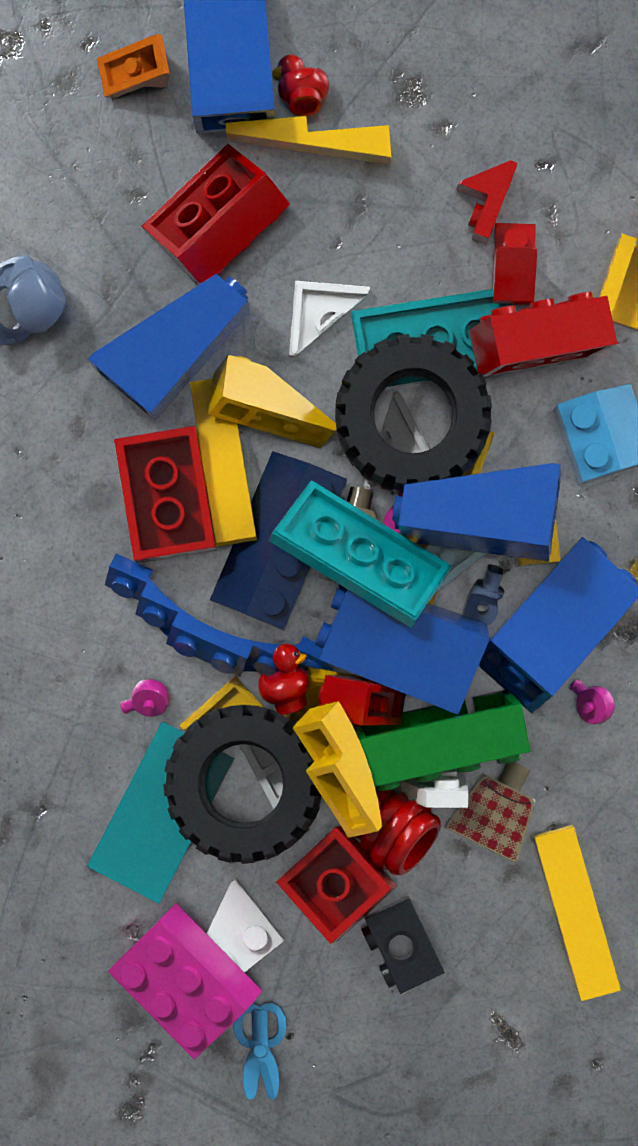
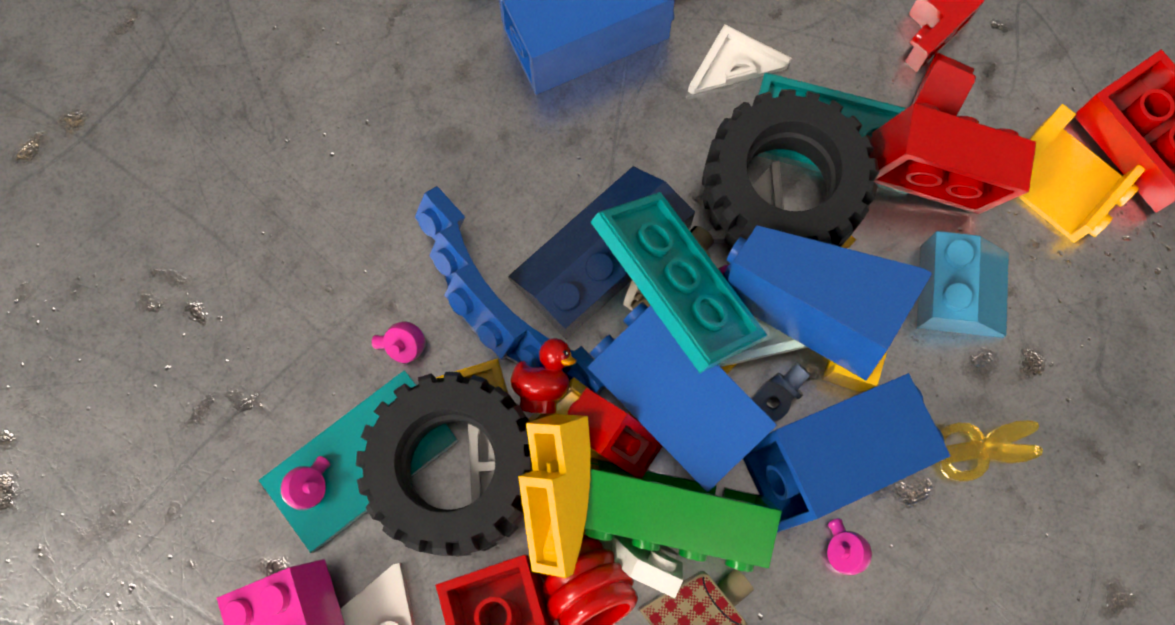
camera: 20 degrees right, 10 degrees down
(130, 853) = (305, 485): none -> dark pink piece
(165, 494) = (511, 154): red brick -> none
(223, 471) = (581, 153): yellow slope -> none
(262, 400) = (647, 111): yellow slope -> none

